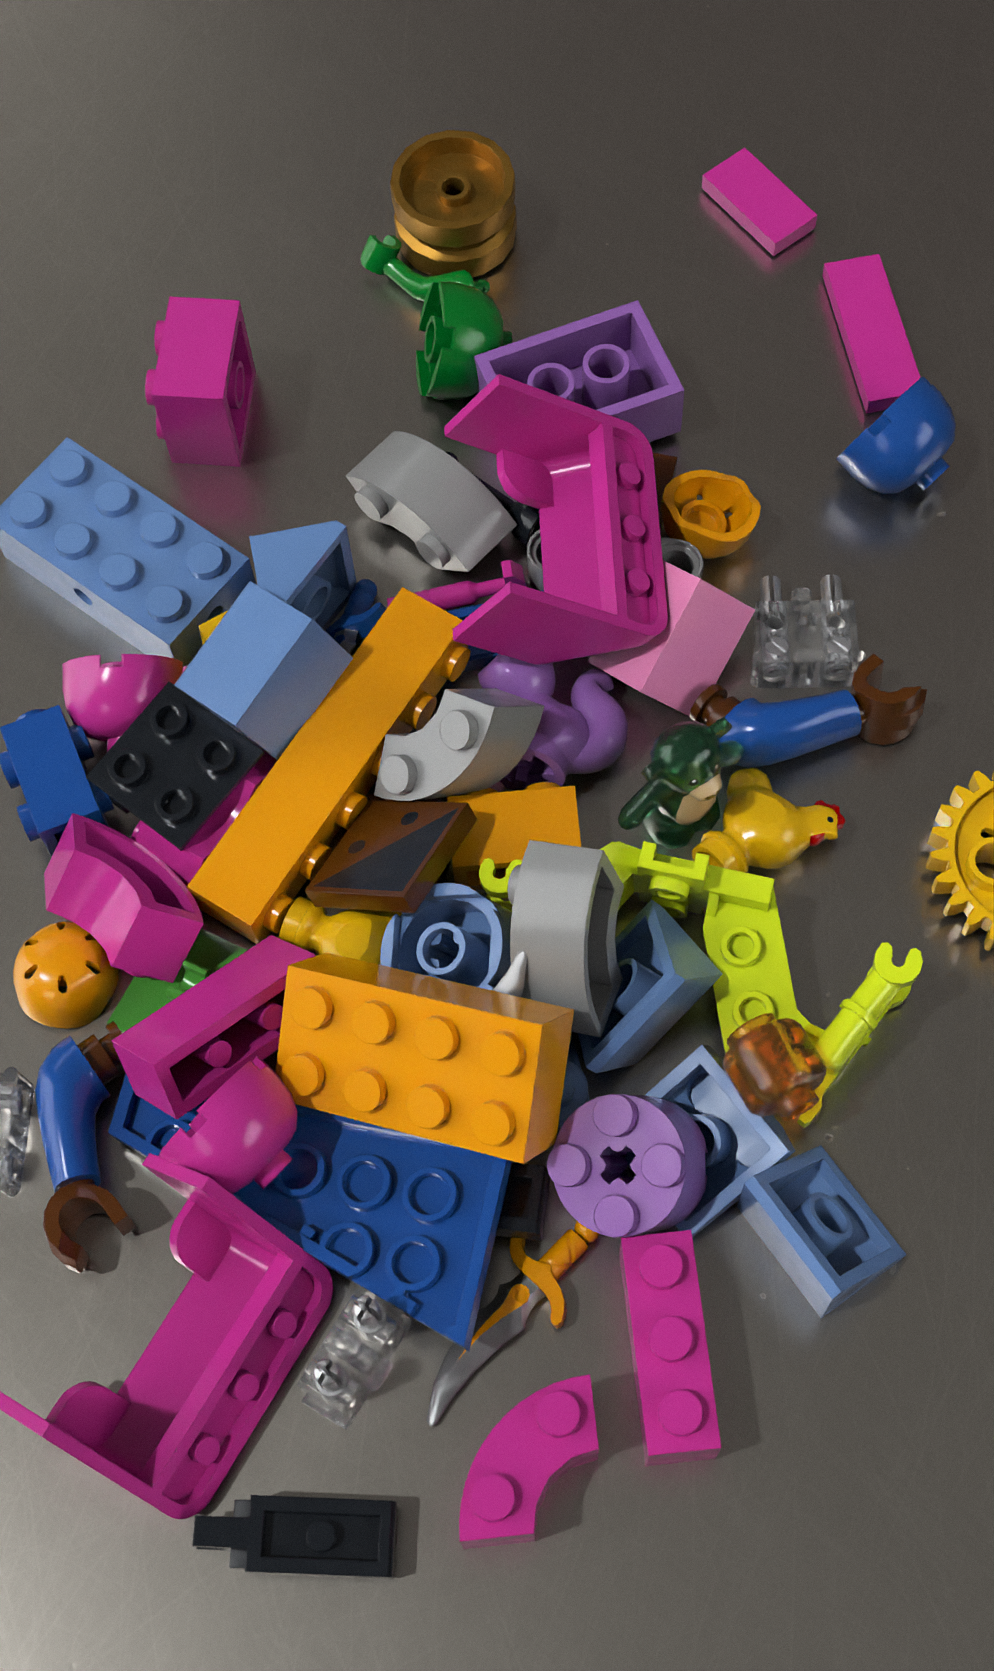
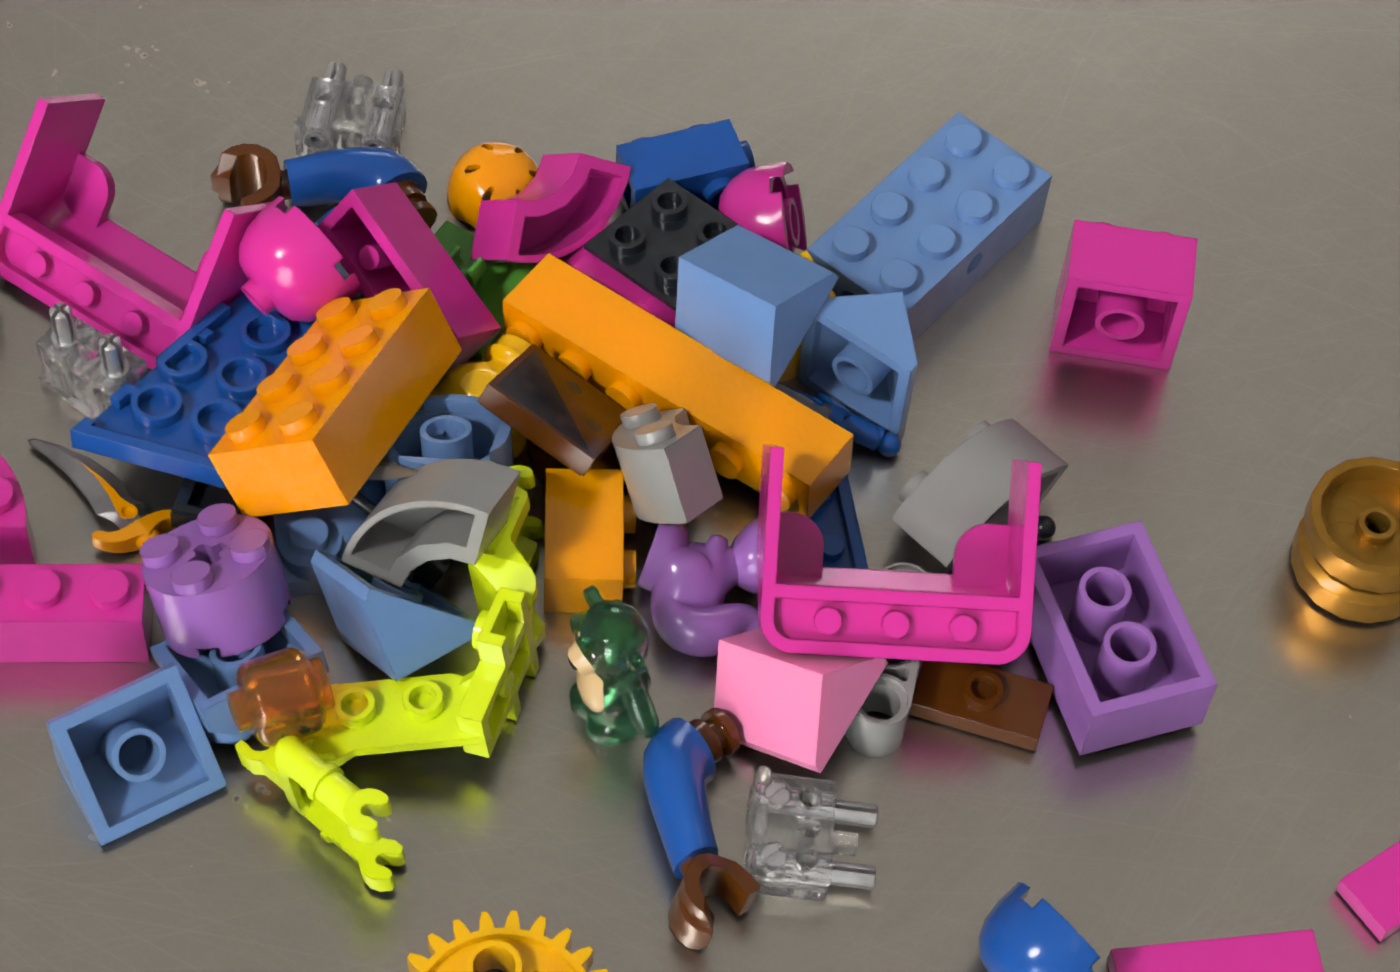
camera: 85 degrees right, 10 degrees down
(383, 260) = (1271, 528): green piece -> none
(457, 327) = (1191, 526): green cylinder -> none
(468, 592) = (873, 511): dark pink piece -> none
(704, 520) = (954, 756): light orange helmet -> none
(765, 827) = (570, 762): yellow animal -> none

